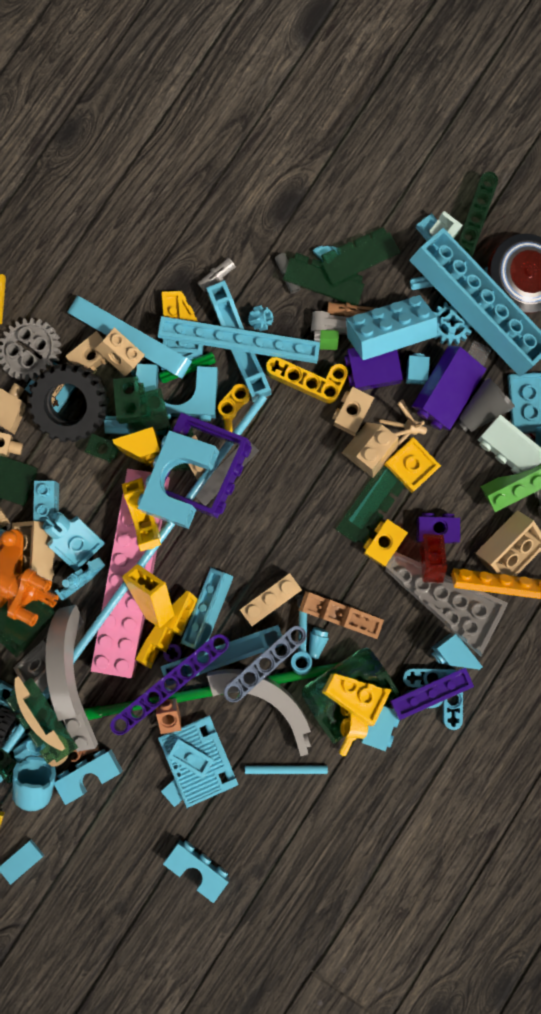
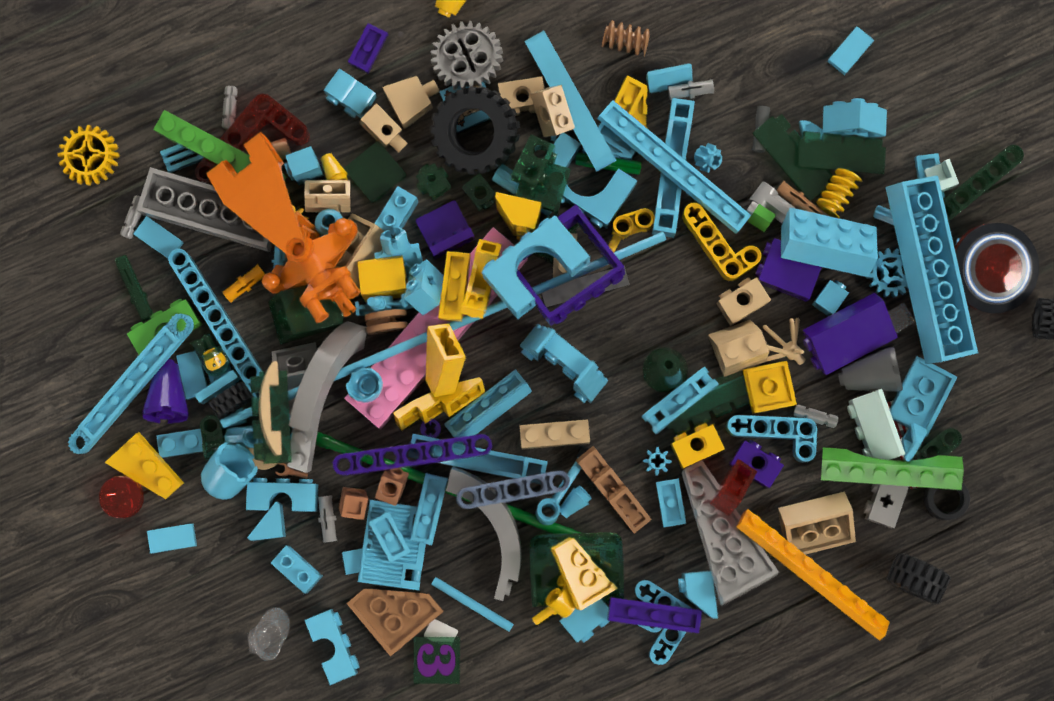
camera: 30 degrees right, 0 degrees up
(65, 558) = (382, 277): none -> yellow slope
(66, 462) = (436, 188): none -> clear green brick
(87, 591) = (385, 321): none -> medium nougat head
(92, 492) = (445, 229): none -> dark purple bracket
(92, 804) = (271, 525): none -> medium azure slope
(100, 652) = (365, 385): none -> medium azure hair
(101, 547) = (424, 287): none -> medium azure brick
(123, 532) = (454, 286): none -> yellow plate
(133, 827) = (296, 569): none -> medium azure brick
(134, 772) = (327, 519): none -> light grey pin
(142, 891) = (269, 634): none -> clear piece
(143, 264) = (626, 38): none -> medium nougat piece
(146, 748) = (353, 503): none -> nougat brick
(188, 281) = (660, 79): none -> medium azure slope
(208, 717) = (428, 509): none -> medium azure tile
(230, 816) = (394, 615): none -> medium nougat plate
(253, 536) = (574, 364): none -> medium azure wedge
(275, 806) = (439, 629): none -> white sticker
(284, 830) = (436, 660): none -> tile
(319, 175) = (850, 50): none -> medium azure tile
(321, 506) = (661, 378): none -> clear green cone
(350, 515) = (680, 400): none -> medium azure plate
(354, 222) = (855, 118): none -> medium azure brick
(362, 567) = (661, 457): none -> medium azure gear
(373, 285) = (837, 191): none -> yellow piece
(391, 598) = (670, 502): none -> medium azure plate
(433, 497) = (771, 432): none -> medium azure beam
(461, 465) = (816, 415): none -> light grey axle

